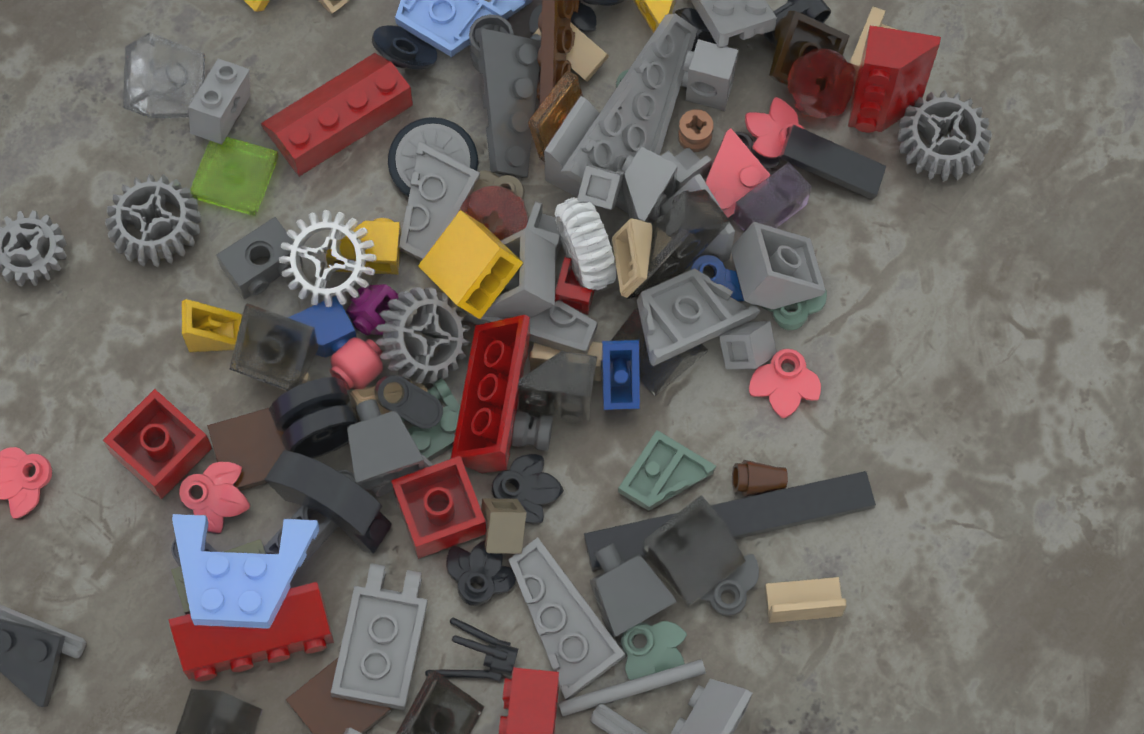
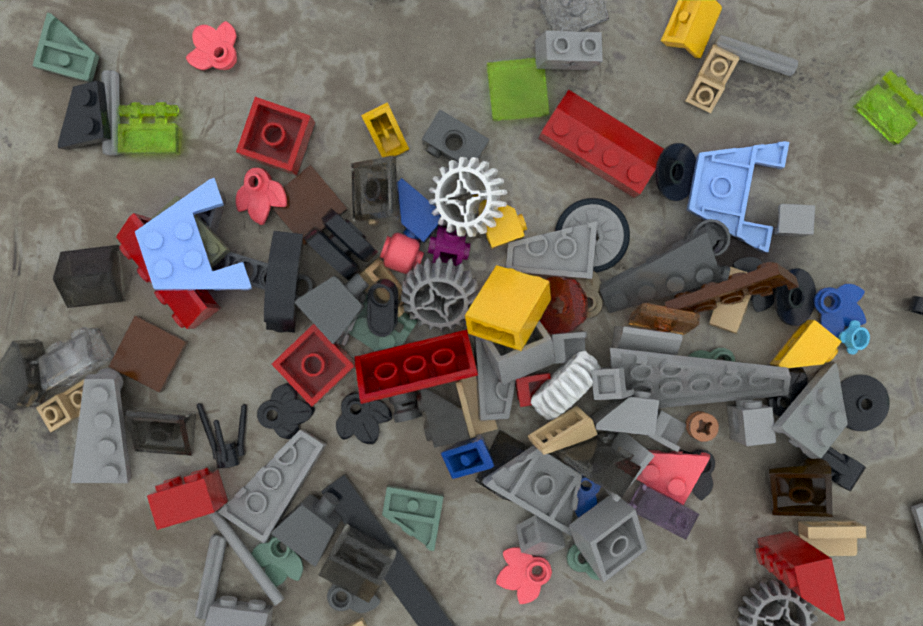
camera: 70 degrees right, 20 degrees up
(84, 595) = (148, 137): none -> clear neon green plate
(131, 211) = (462, 45): light grey gear -> none
(380, 641) = (201, 365): light grey tile -> none
(504, 525) = (321, 418): dark tan panel -> none
(756, 477) = (438, 582): reddish brown cone -> none
(771, 128) = (727, 486): coral plate -> none
(833, 162) = (717, 543): black tile -> none
(839, 83) = (796, 506): clear red plate -> none

